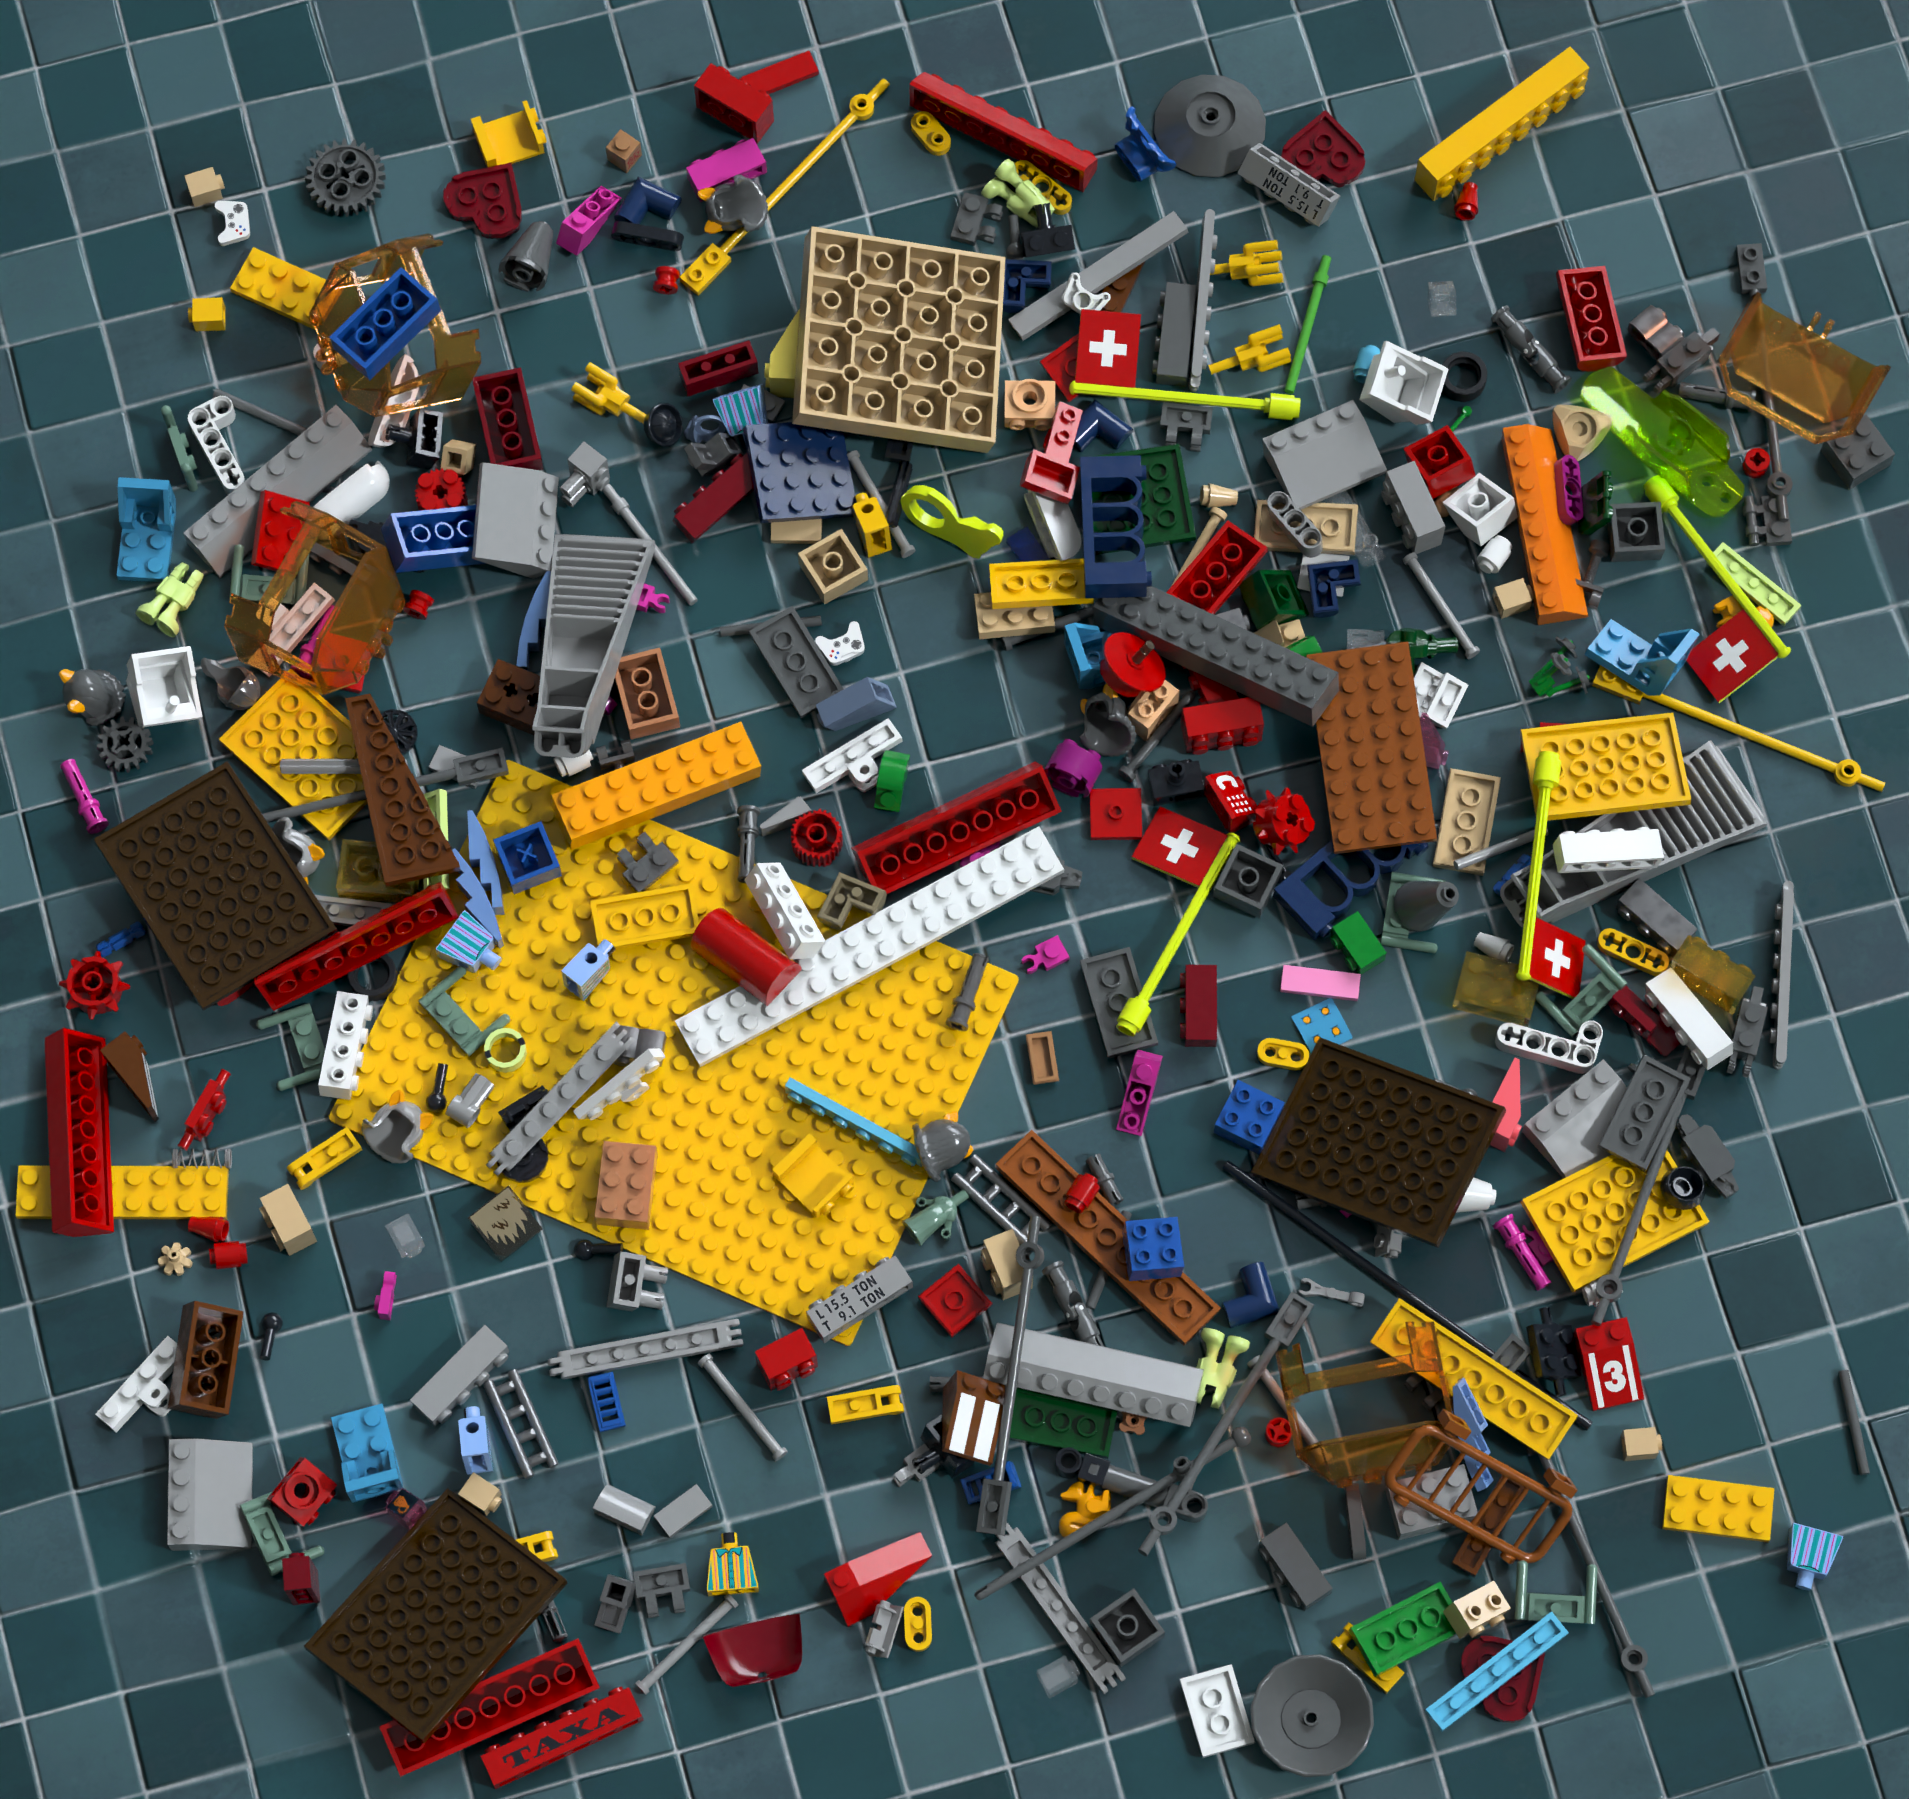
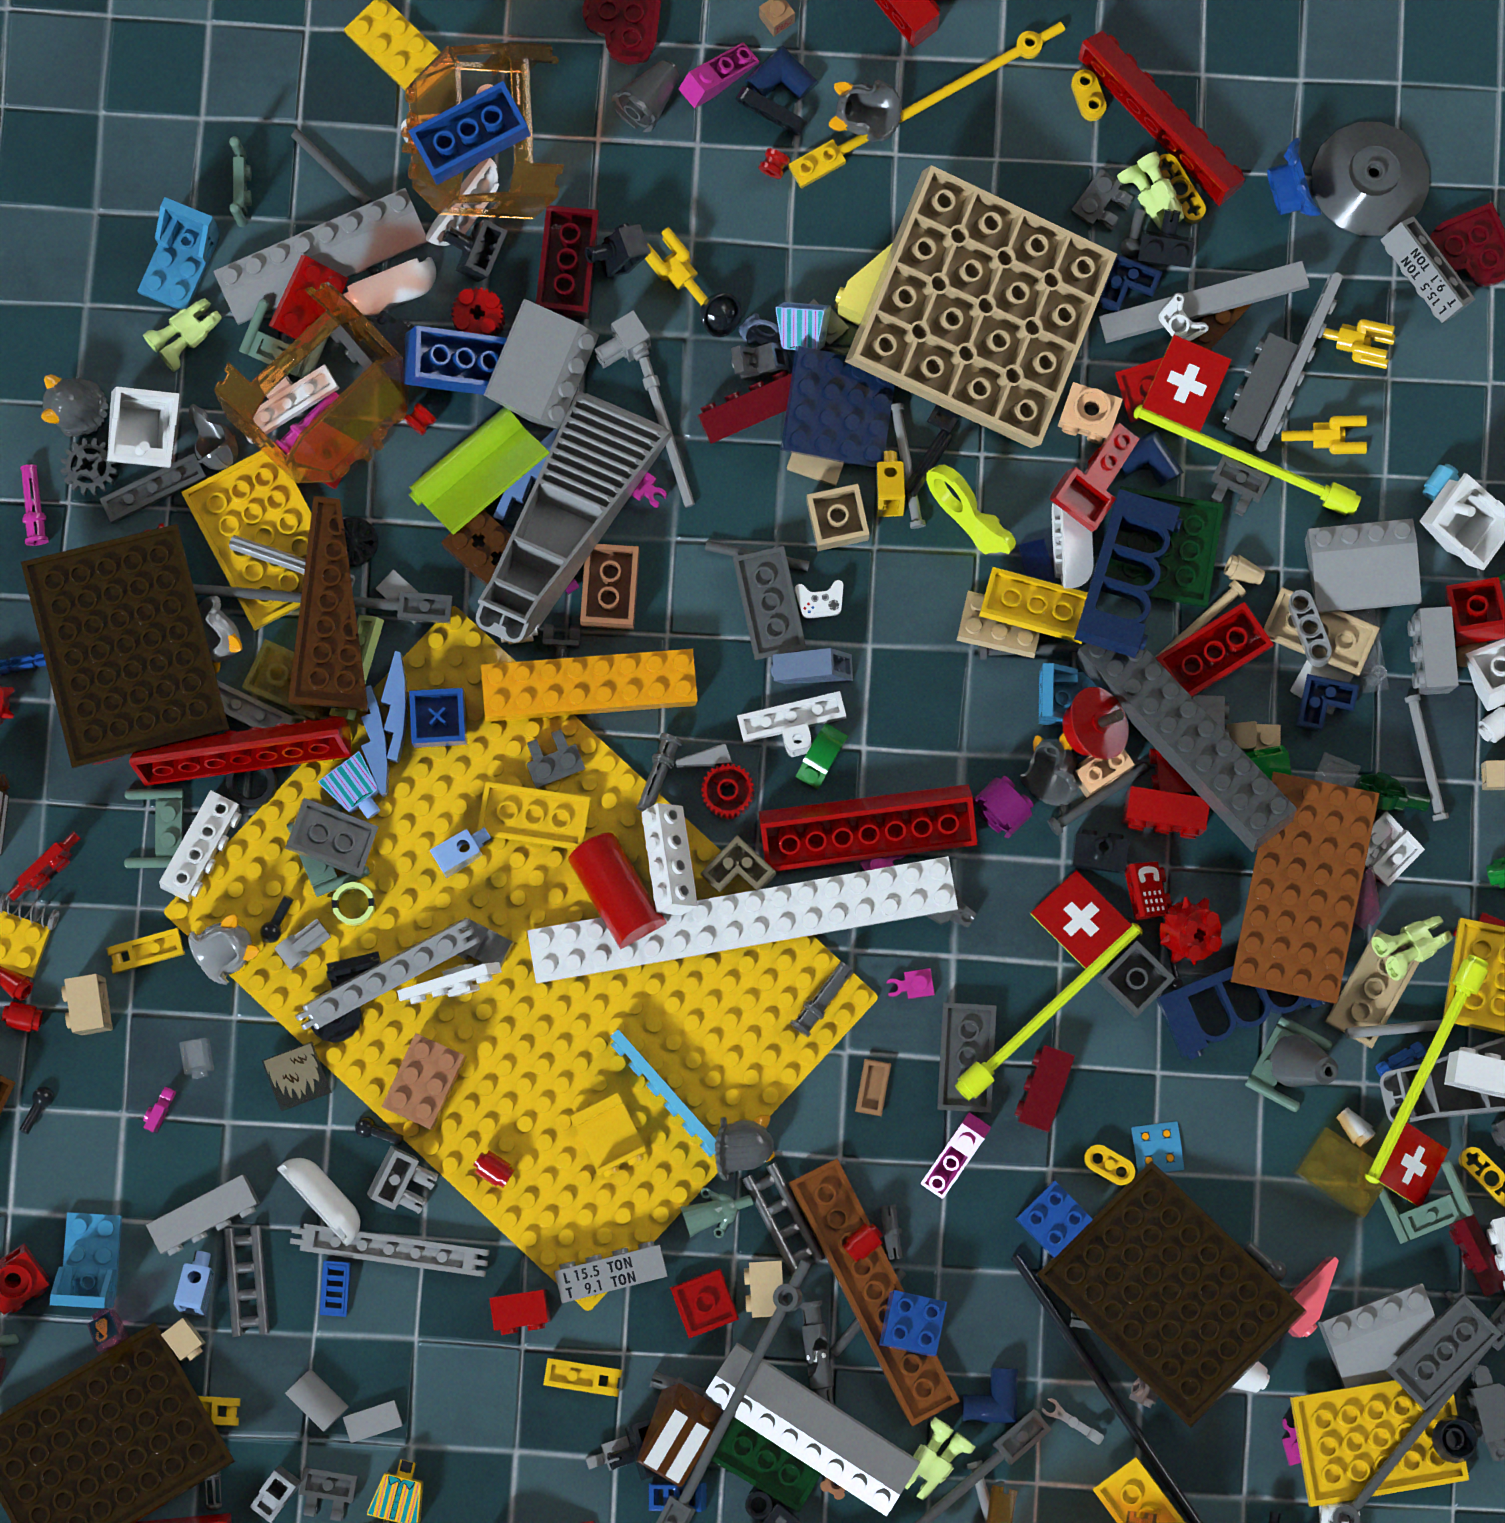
camera: 20 degrees right, 10 degrees up
(190, 745) = (153, 488): none -> dark grey plate
(207, 314) = (312, 49): yellow brick -> none
(210, 431) = (279, 195): white beam -> none
(458, 456) = (508, 280): tan brick -> none
(465, 995) = (331, 837): none -> dark grey plate
(488, 630) = (478, 470): none -> lime door
(553, 396) = (620, 250): none -> black brick
(566, 1323) = (323, 1197): none -> white brick
(717, 1242) = (493, 1169): none -> red brick
(718, 368) = (794, 273): dark red brick -> none
(723, 165) = (871, 63): dark pink brick -> none
(742, 1407) = (464, 1338): light grey bar -> none
(1116, 814) = (1030, 863): red plate -> none
(1273, 597) = (1262, 695): dark green slope -> none
(1319, 281) = (1423, 379): bright green bar -> none
(1320, 983) = (1171, 1104): bright pink tile -> none
(1357, 944) = (1221, 1078): green brick -> none
(1491, 764) = (1420, 945): none -> yellowish green piece
(1516, 1241) = (1272, 1434): dark pink pin -> none
(1547, 1041) = (1373, 1243): white beam -> none

